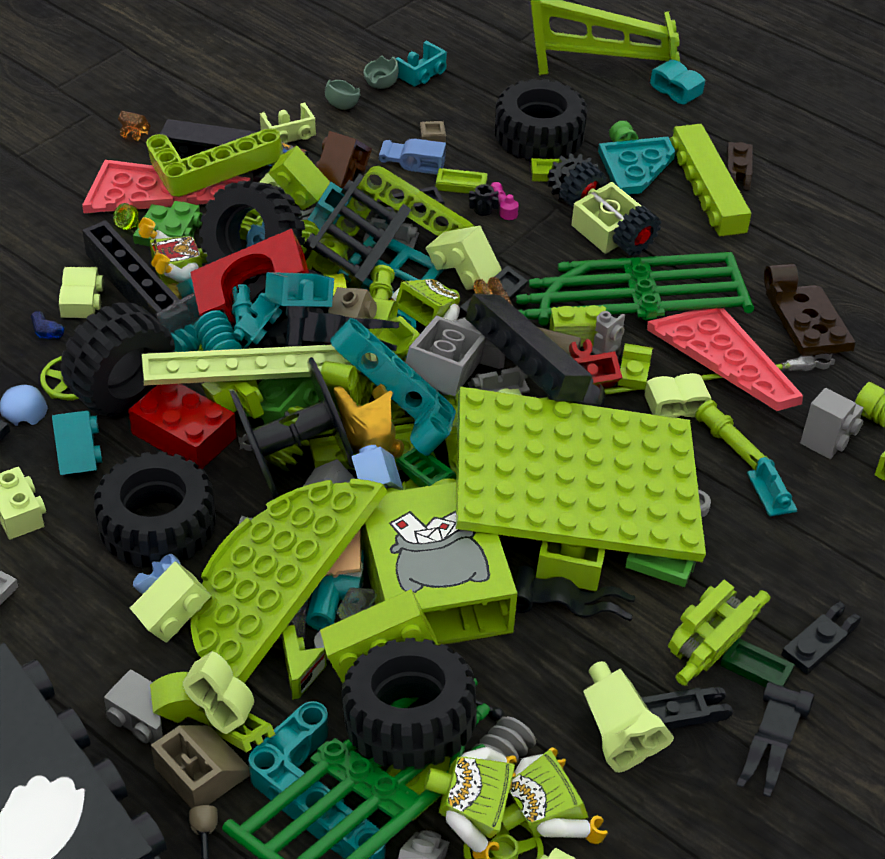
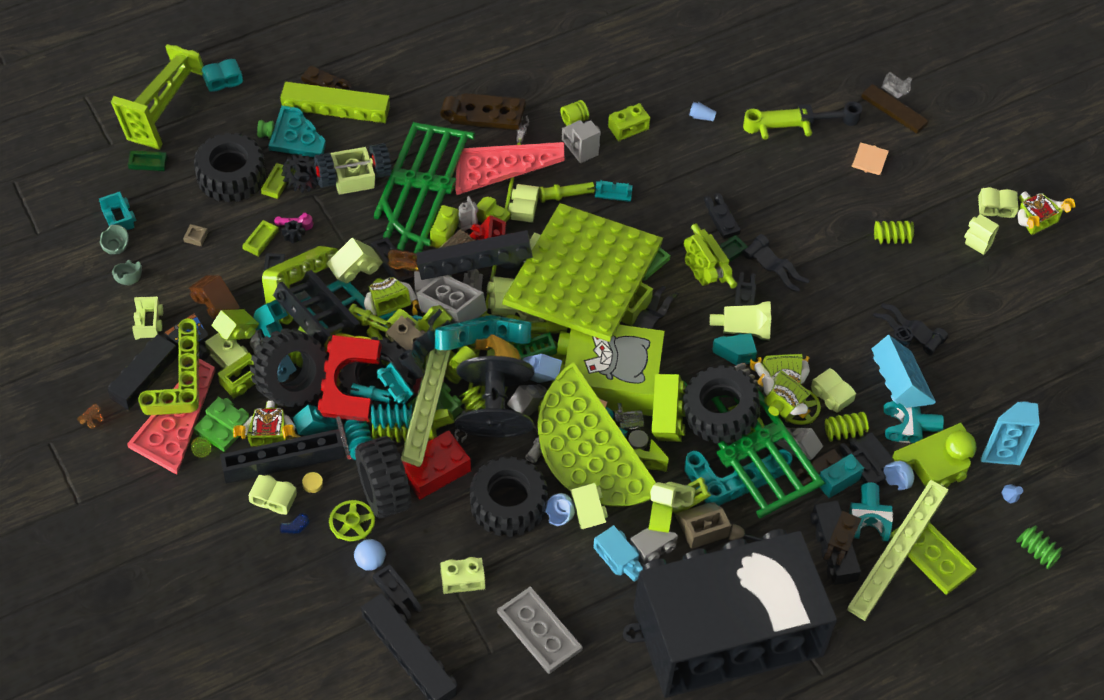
camera: 70 degrees left, 10 degrees up
(75, 442) = (427, 524): teal brick -> none
(106, 666) = (618, 553): none -> medium azure hinge
(299, 289) = (396, 348): teal window -> none
(415, 155) = (222, 253): medium blue piece -> none
(513, 67) = (147, 160): none -> dark green tile
(567, 724) = (736, 348): none -> teal slope

